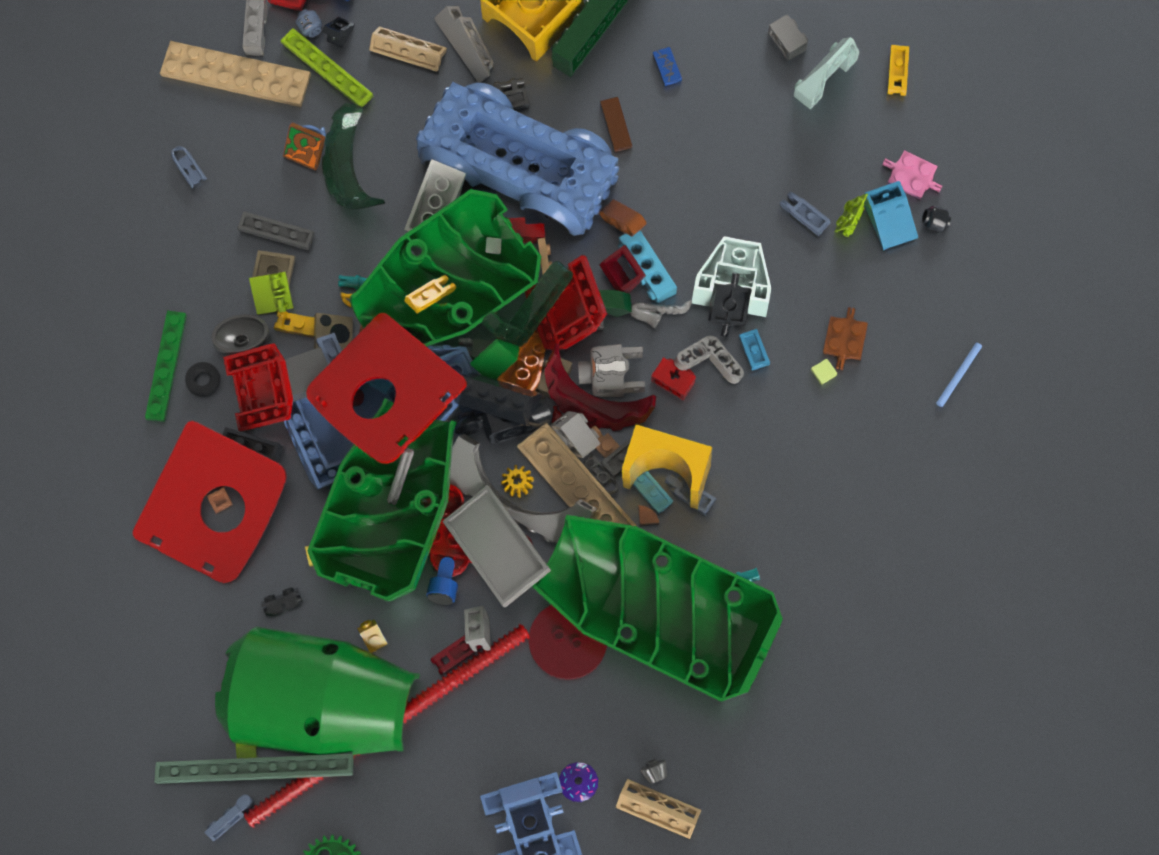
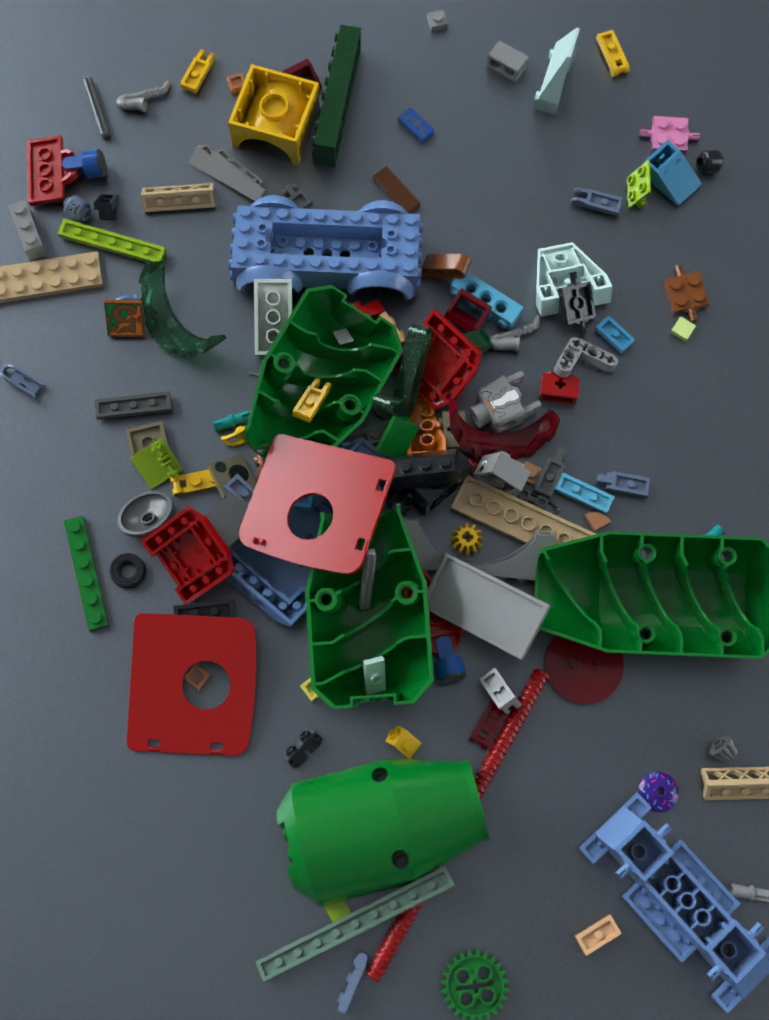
camera: 30 degrees left, 0 degrees up
(371, 564) = (374, 675): none -> light aqua plate
(656, 449) = (621, 452): yellow piece -> none

